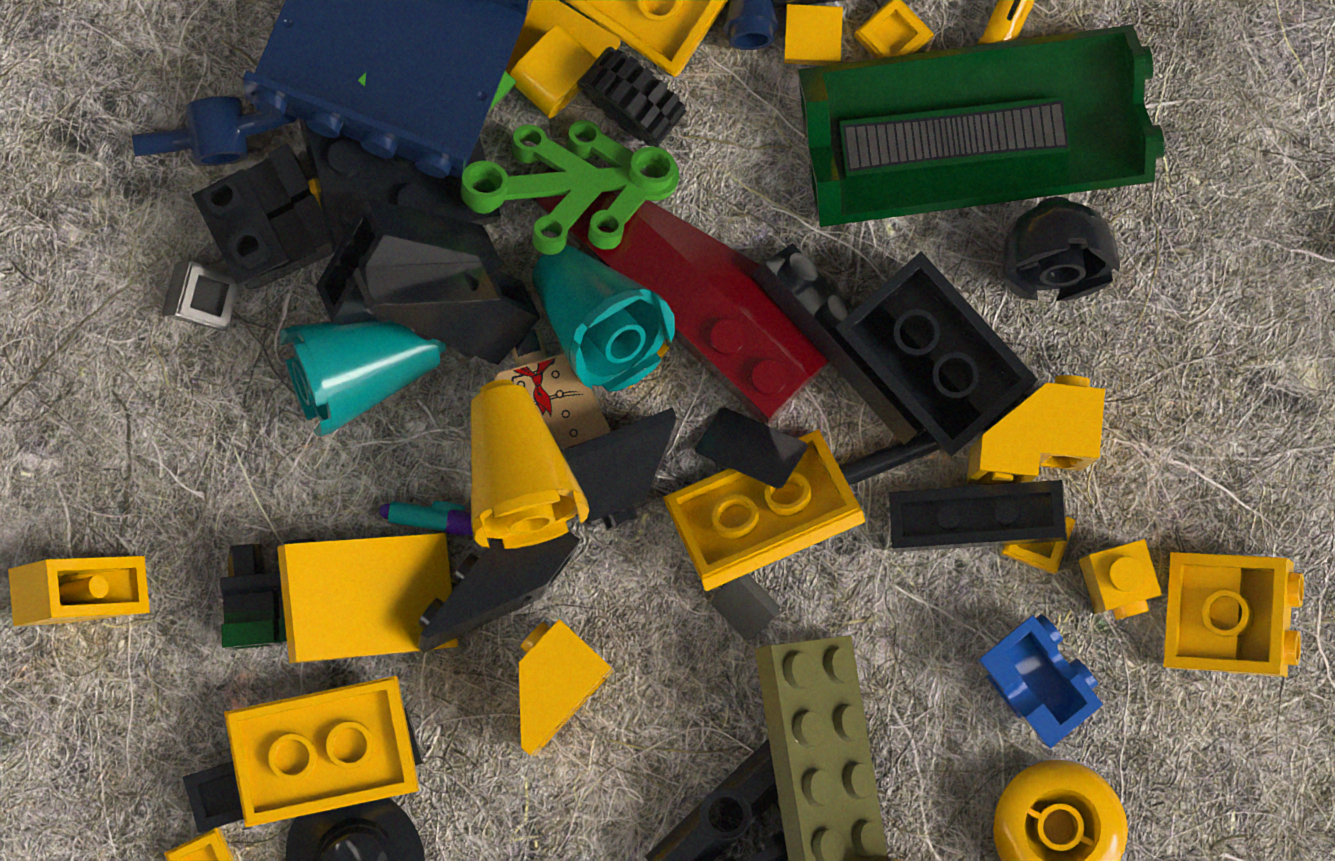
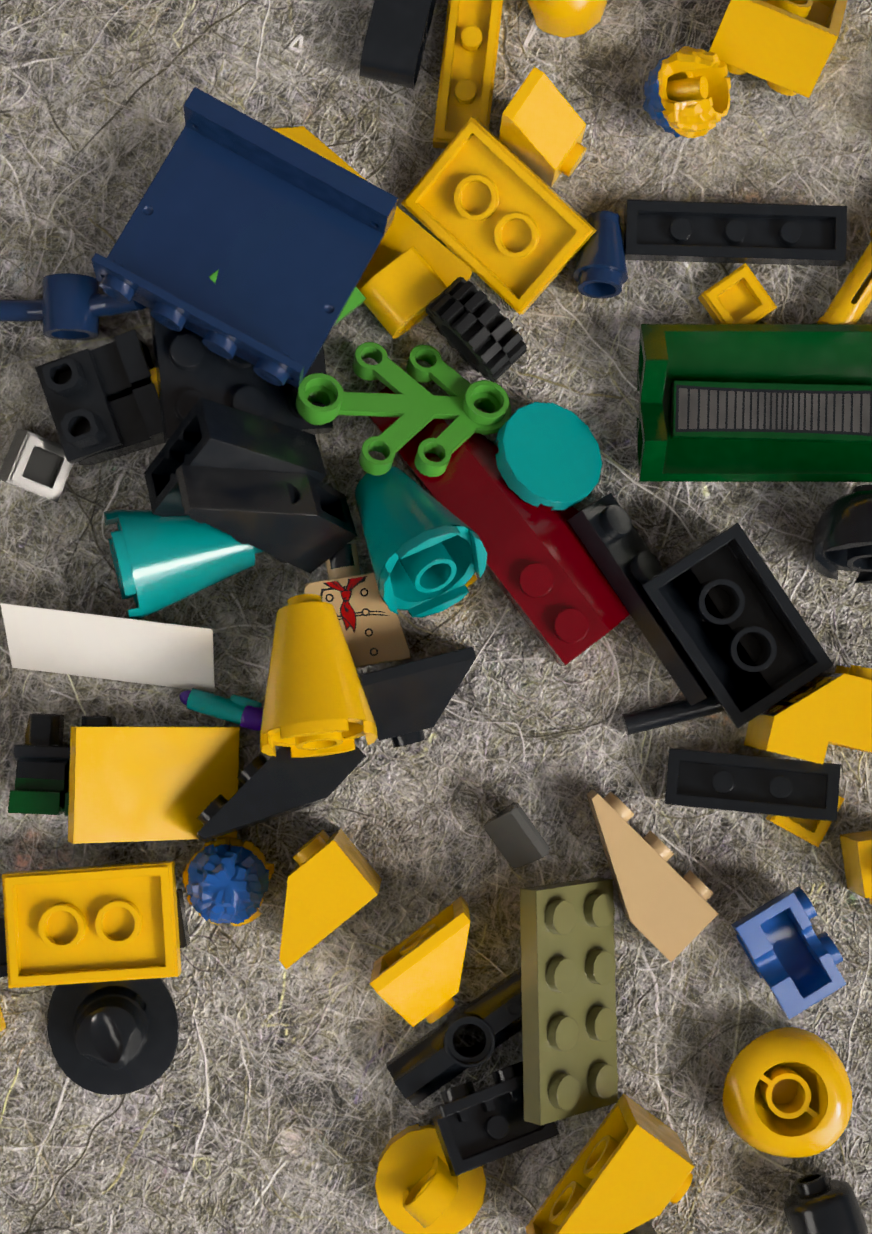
camera: 10 degrees right, 5 degrees up
(302, 468) = (109, 647): none -> white sticker
(455, 690) = (227, 881): none -> blue piece
(673, 747) = (425, 967): none -> yellow slope
(723, 213) = (548, 456): none -> teal tile
(743, 524) = (547, 750): yellow tile -> none
(751, 448) = (543, 687): black sticker -> none
(813, 35) = (659, 291): yellow tile -> none
(891, 639) = (651, 893): none -> tan slope

